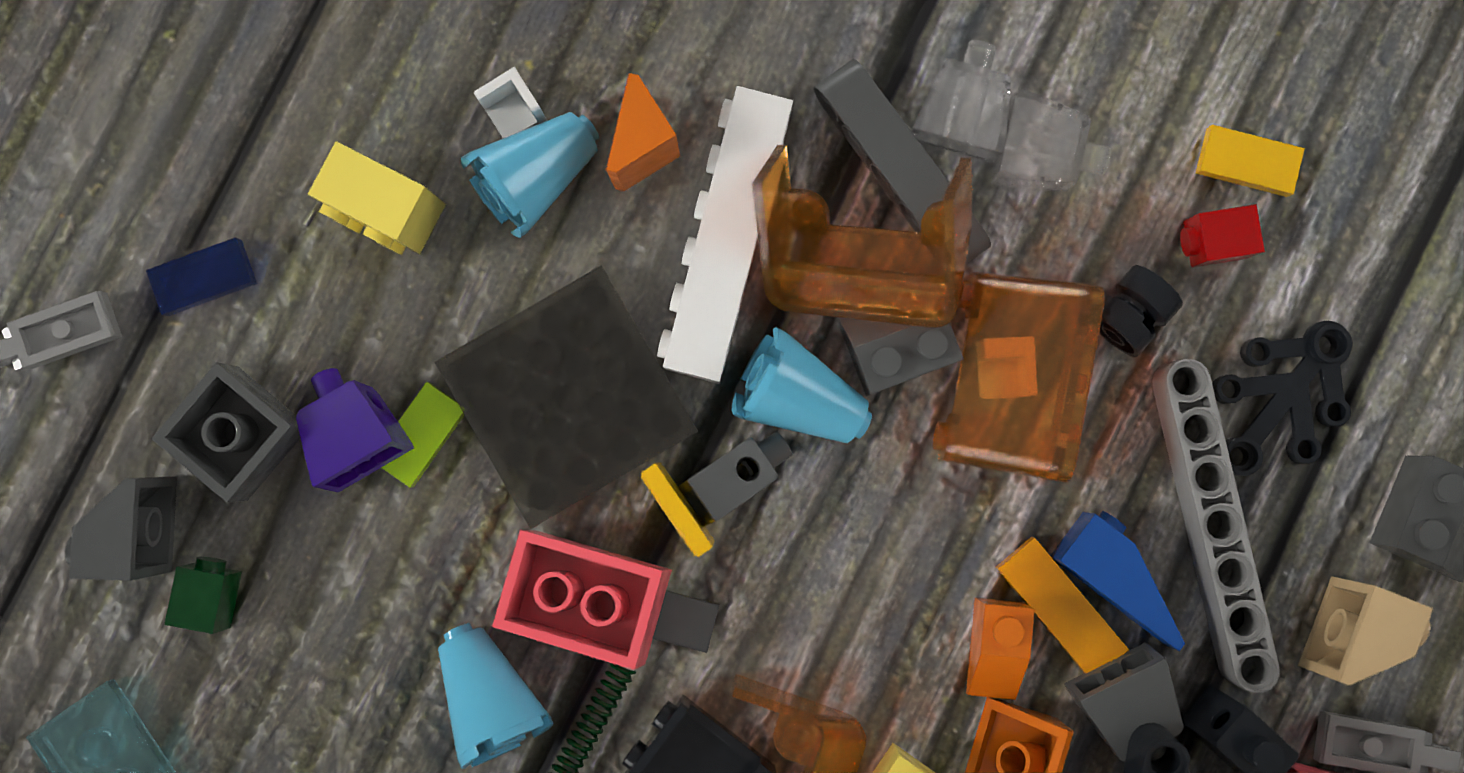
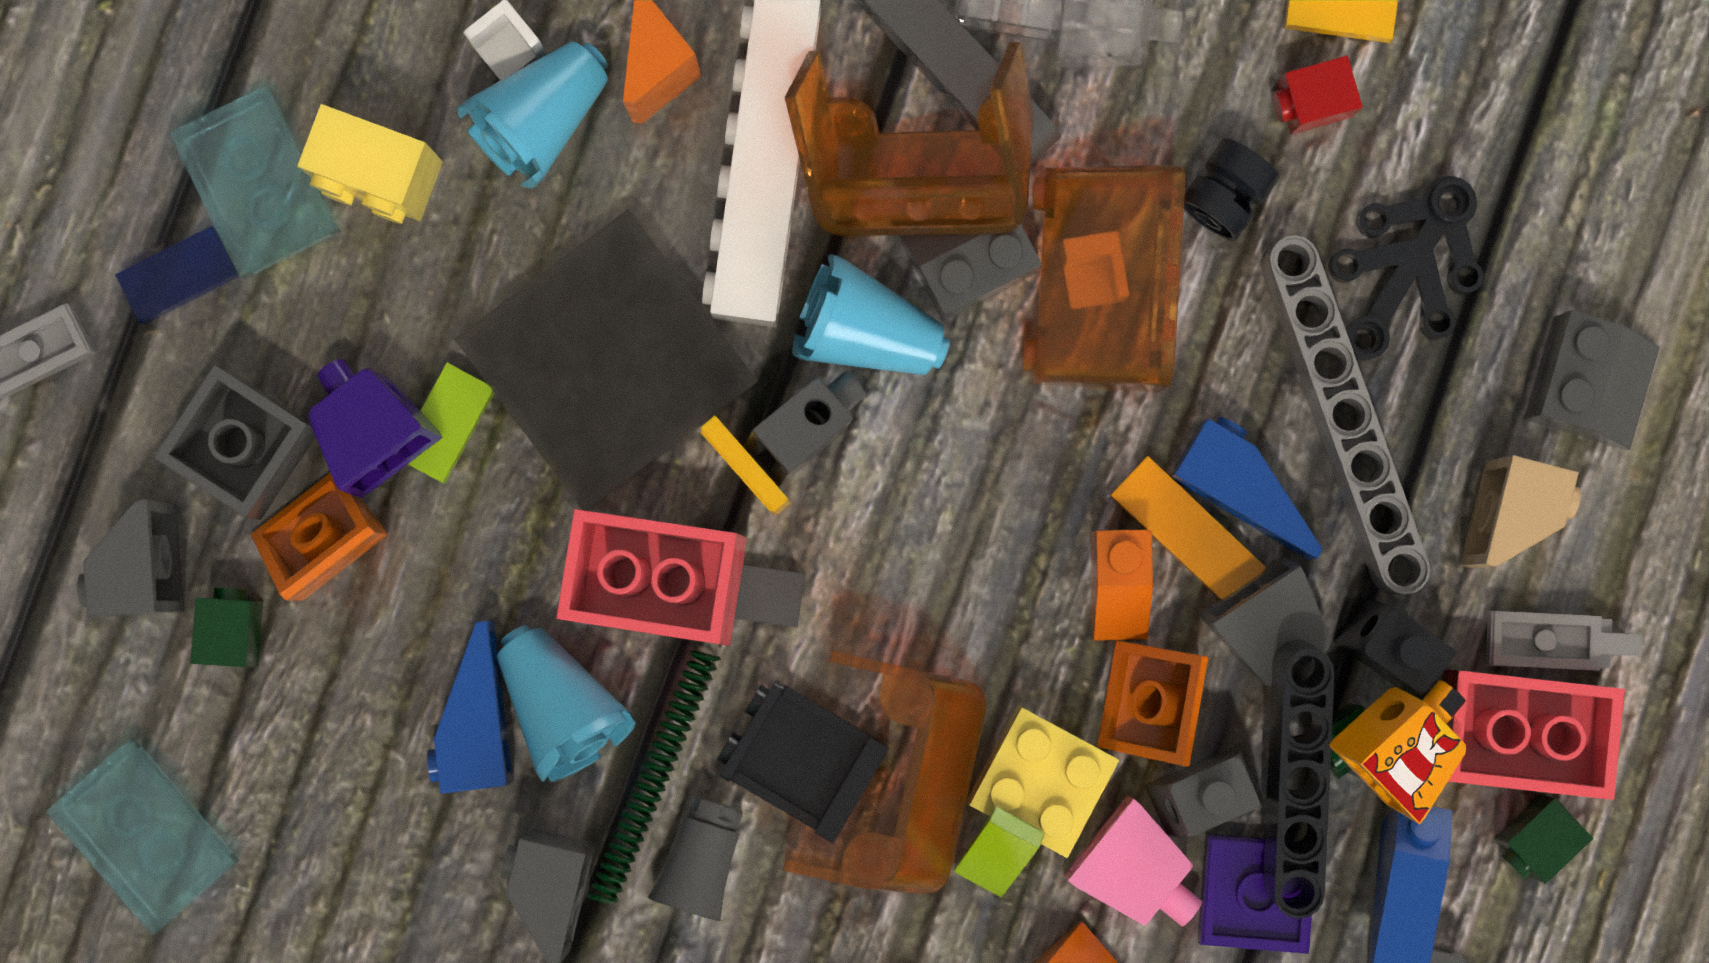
camera: 15 degrees left, 0 degrees up
(270, 206) = (251, 183): none -> clear light blue tile
(290, 526) = (316, 538): none -> orange slope
(409, 716) = (473, 731): none -> blue slope

